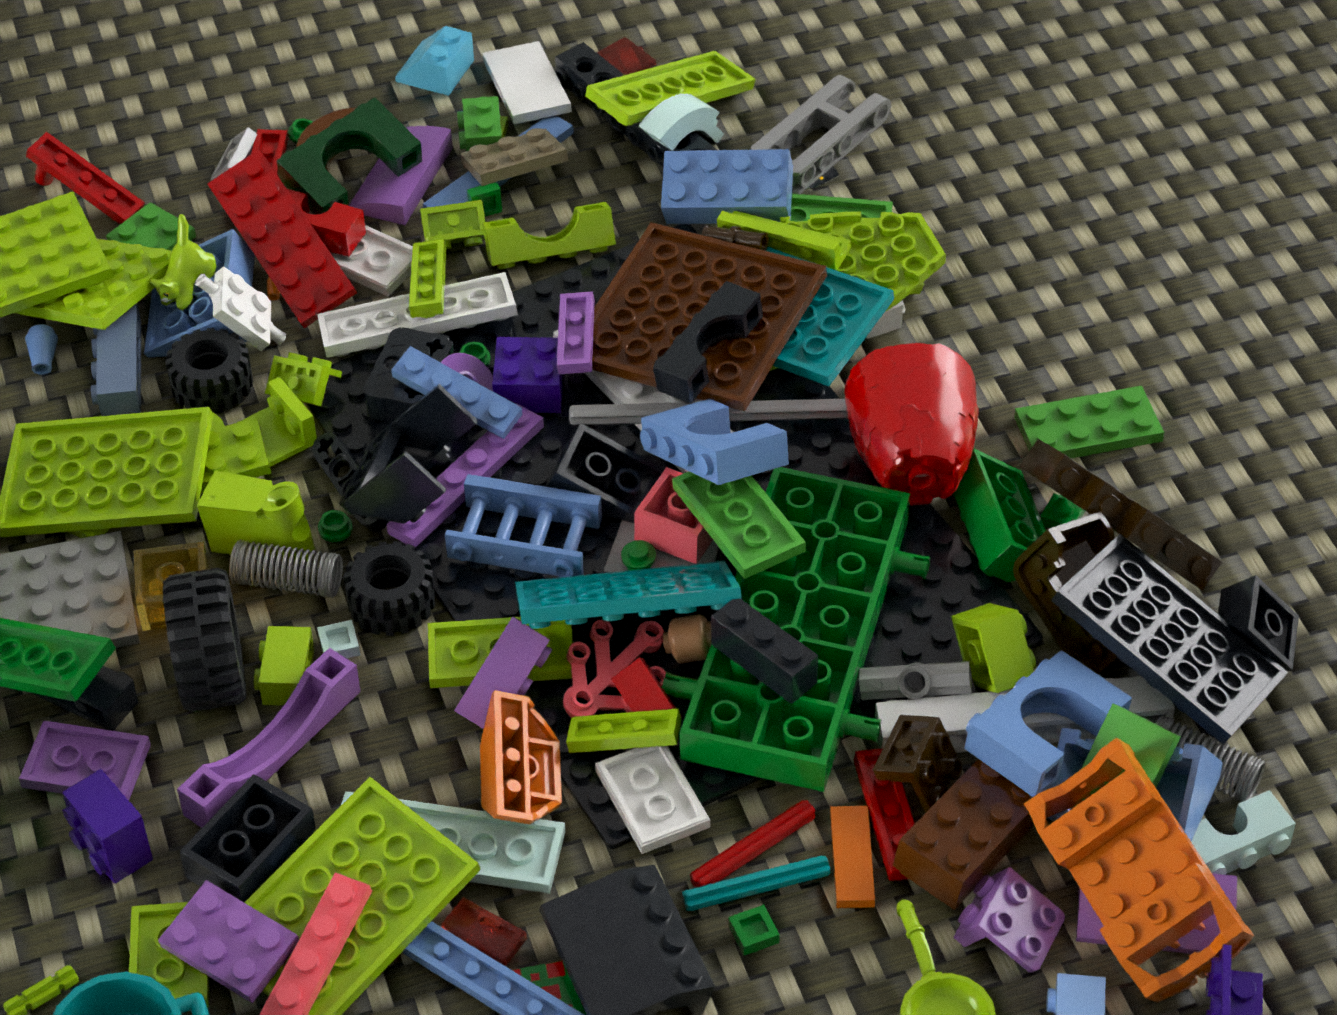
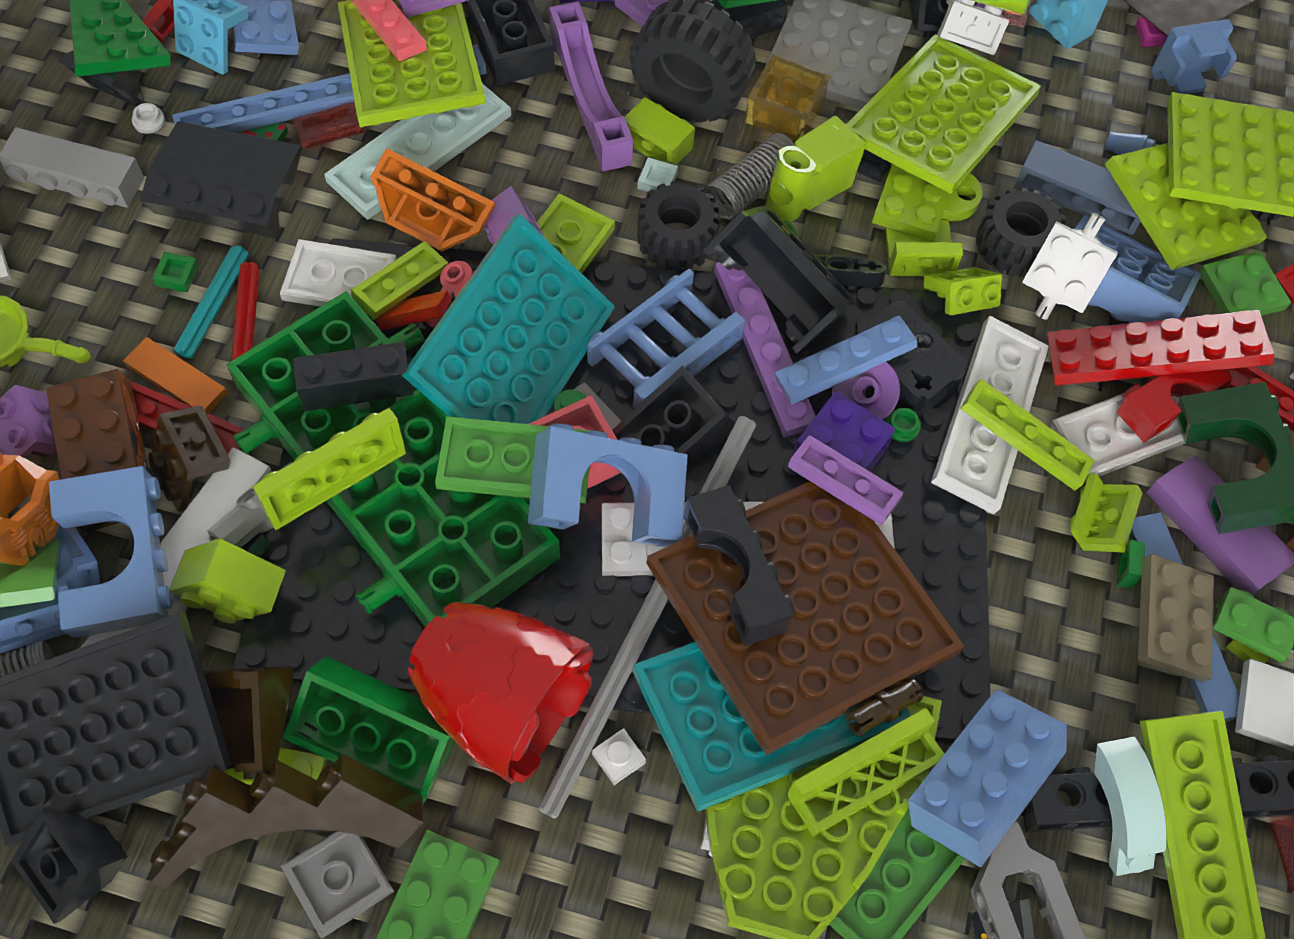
camera: 120 degrees right, 15 degrees up
(185, 265) = (1151, 253): lime animal -> none
(588, 229) = (1042, 545): lime arch -> none
(860, 595) = (330, 468): none -> lime plate
(1123, 472) = (336, 880): none -> light grey plate

